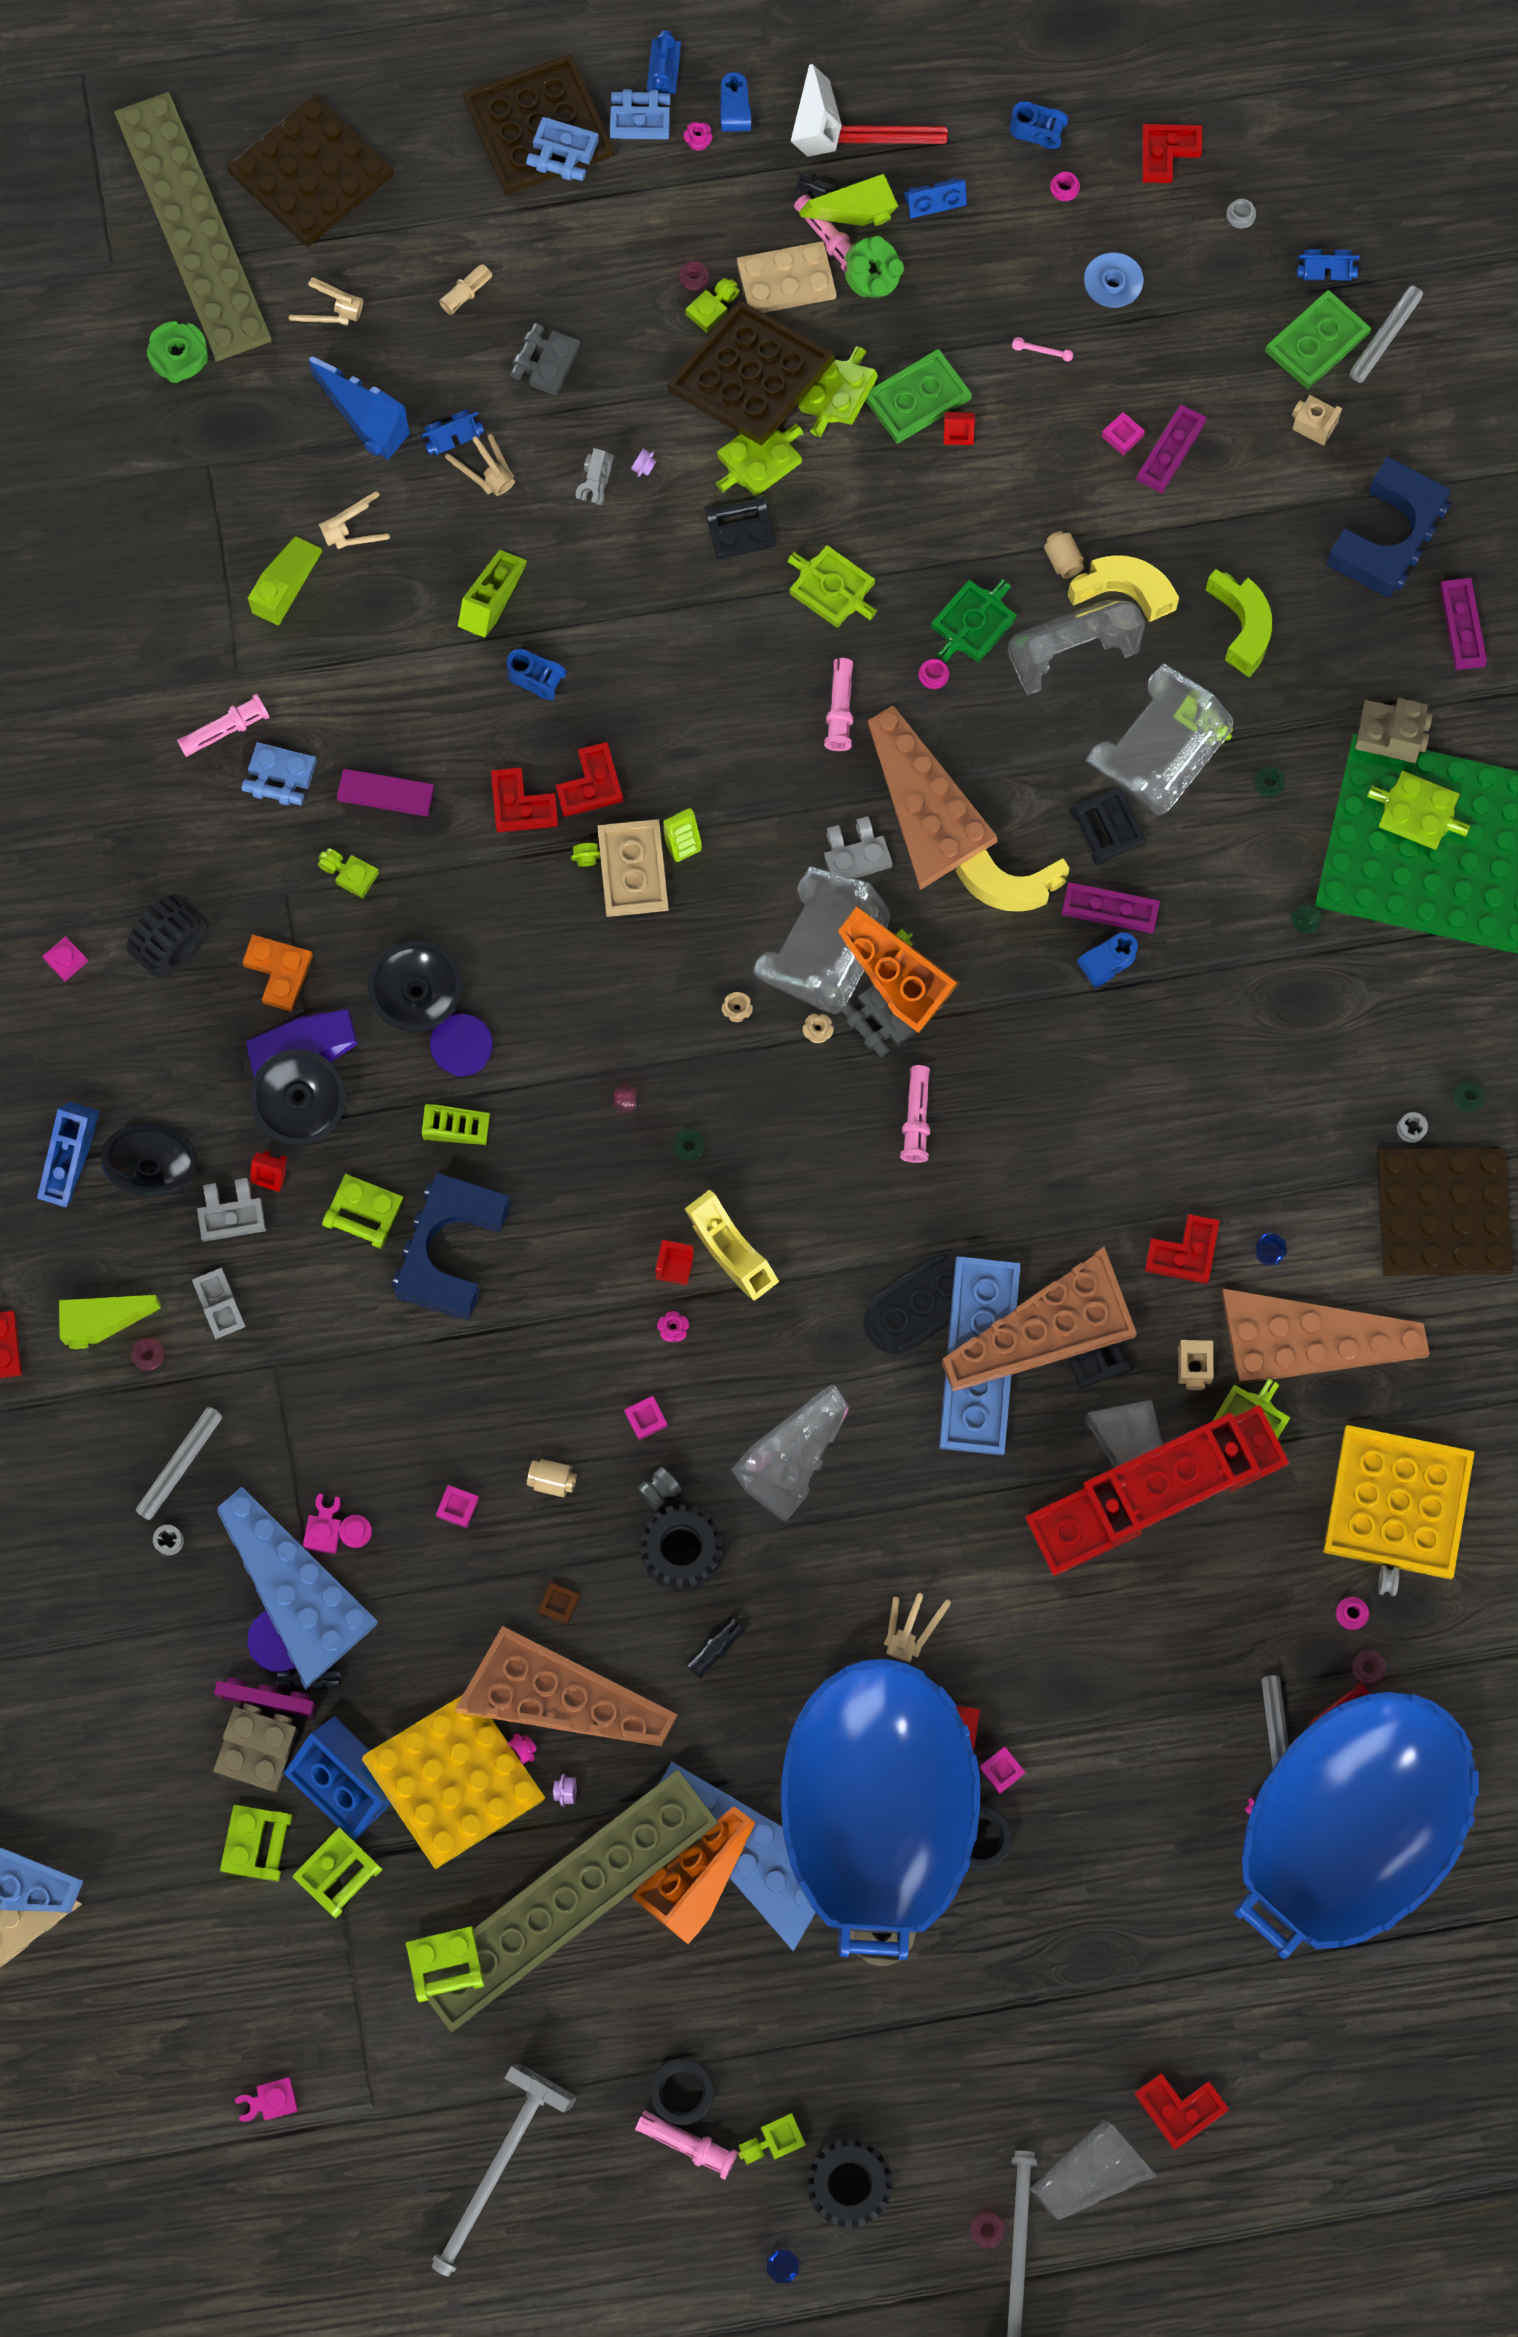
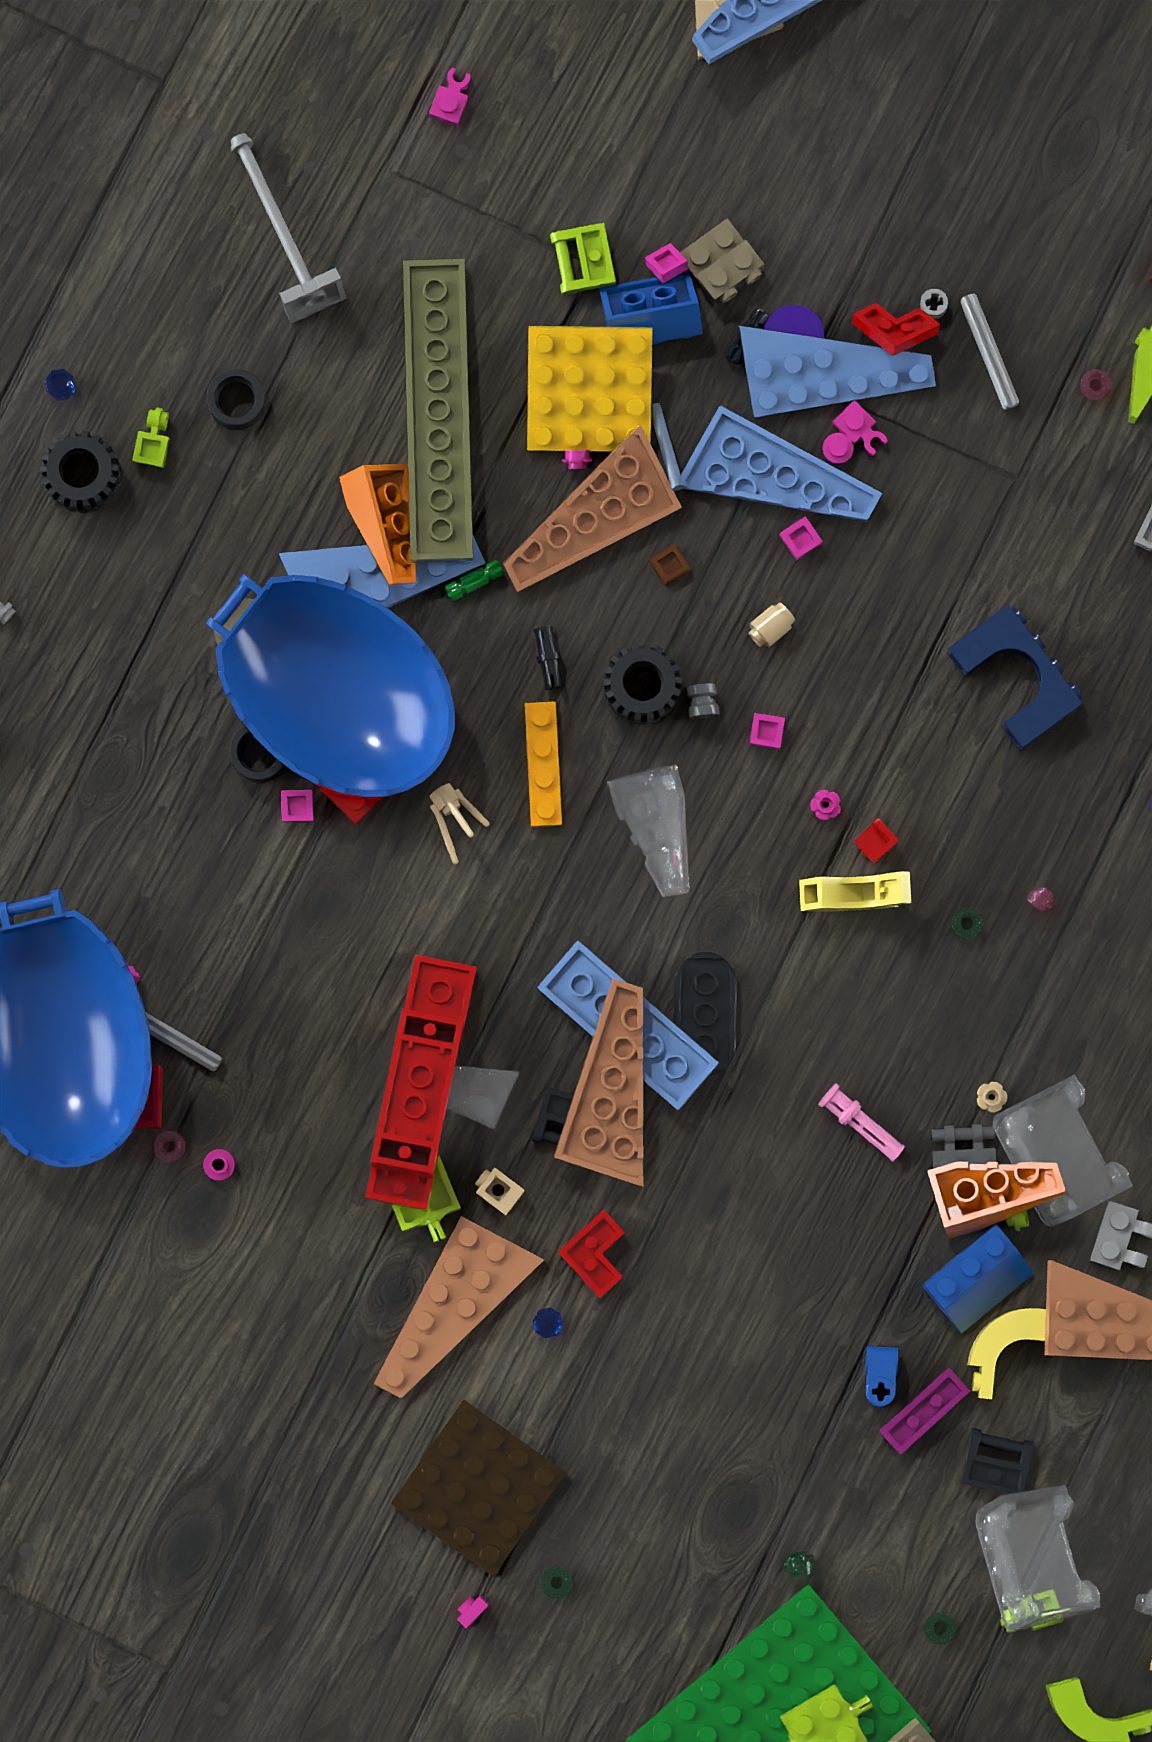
camera: 125 degrees right, 10 degrees up
(218, 1303) = (1099, 467): light grey slope -> none
(221, 1552) = (893, 333): none -> red plate
(245, 1840) = (656, 208): lime plate -> none
(266, 1697) = (755, 293): magenta plate -> none
(290, 1795) = (666, 263): none -> dark pink plate
(367, 1202) = (1100, 638): lime plate -> none
(419, 1590) = (757, 466): none -> medium blue wing
(443, 1952) = (464, 292): lime plate -> none
(454, 1136) = (1130, 727): lime slope -> none
(459, 1675) = (666, 447): none -> sand blue bar
(565, 1790) = (521, 469): lavender plate -> none
(693, 1761) = (474, 580): none -> green axle
(701, 2150) = (184, 384): bright pink pin -> none
(737, 999) = (1049, 1050): tan plate -> none
(810, 1587) = (543, 764): none -> light orange plate
(973, 941) = (978, 1278): none -> blue slope
(1388, 1580) = (222, 1211): light grey bush -> none
(1398, 1502) = (276, 1267): yellow plate -> none
(1402, 1128) = (562, 1525): light grey bush -> none

